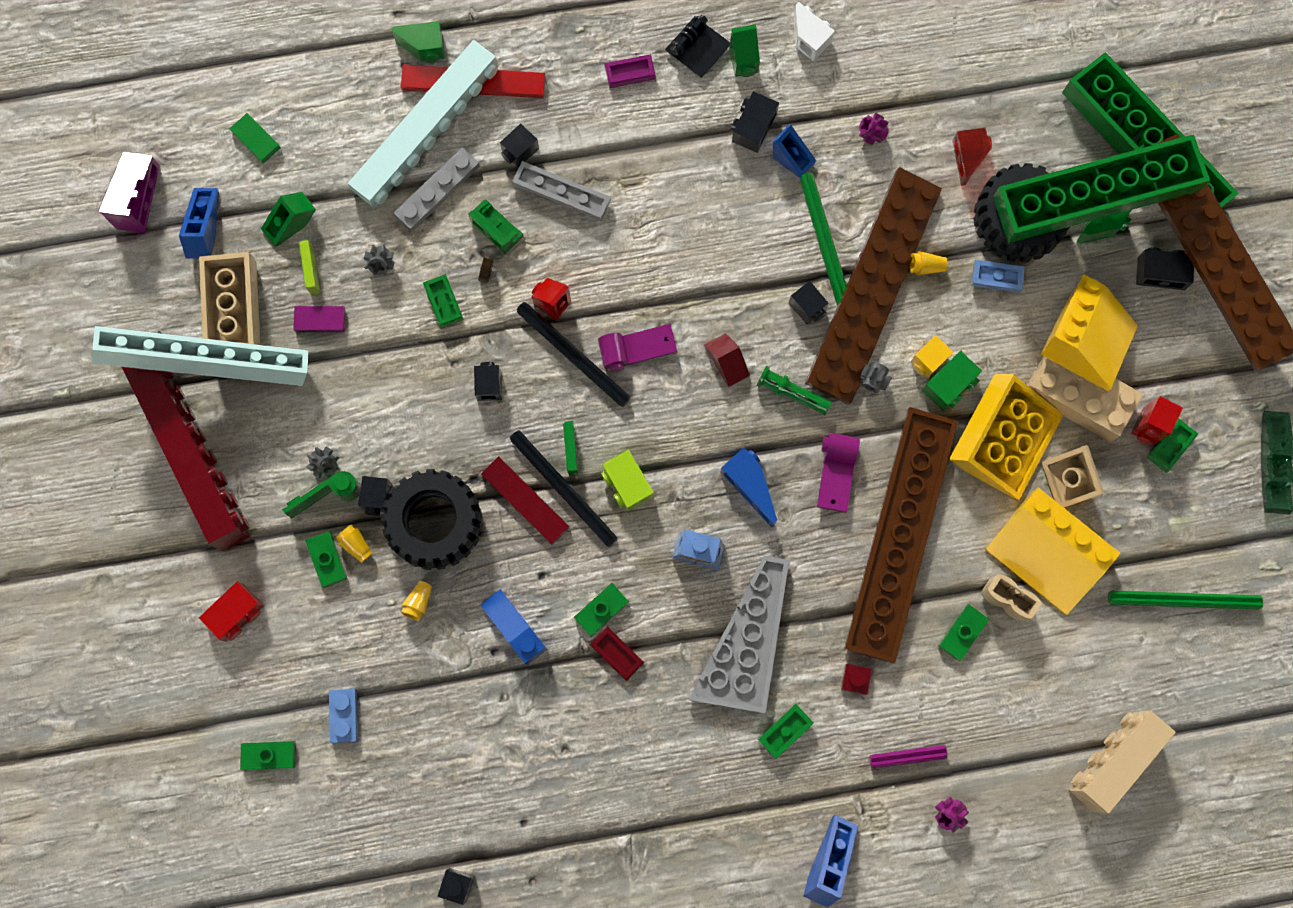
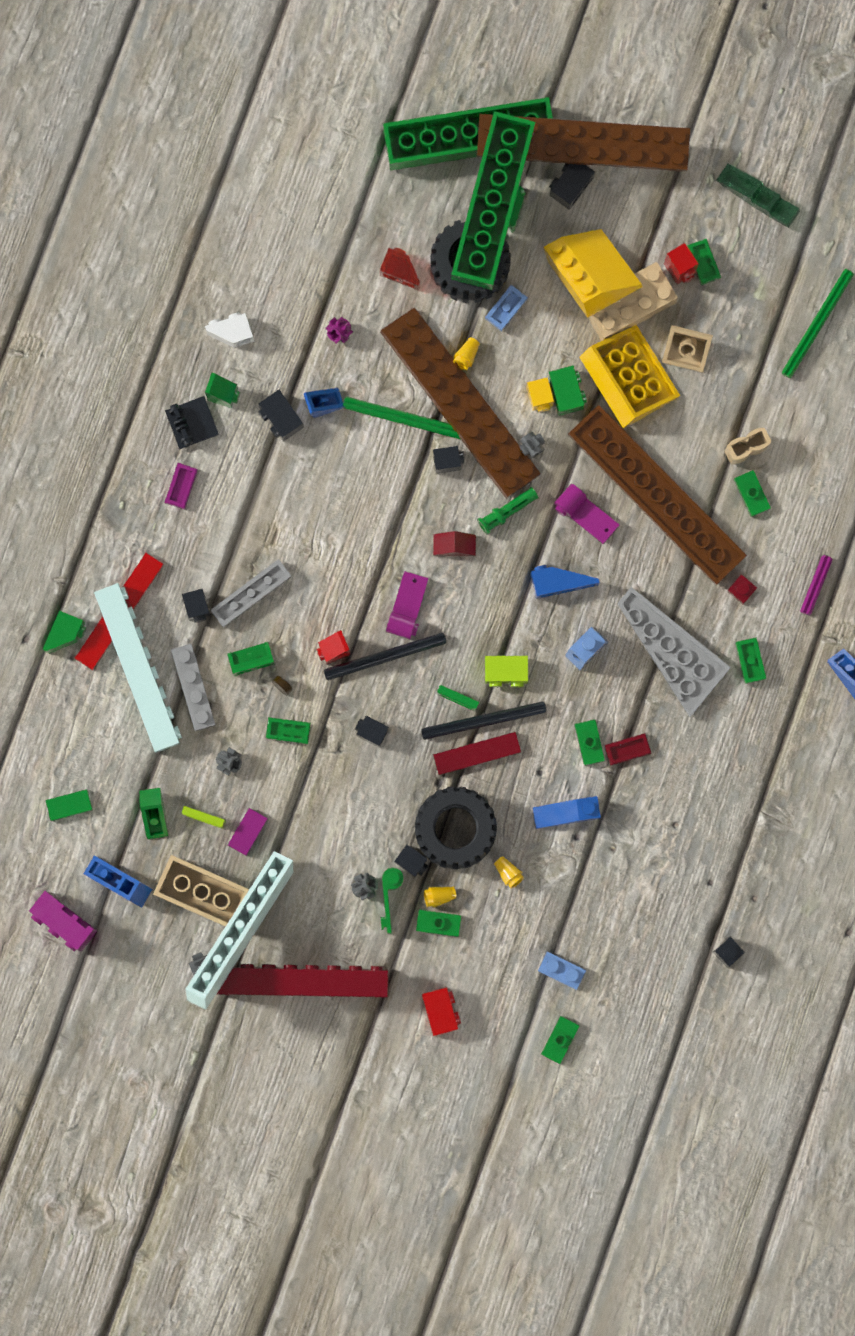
camera: 60 degrees left, 5 degrees up
(1052, 551) = (730, 396): yellow slope -> none

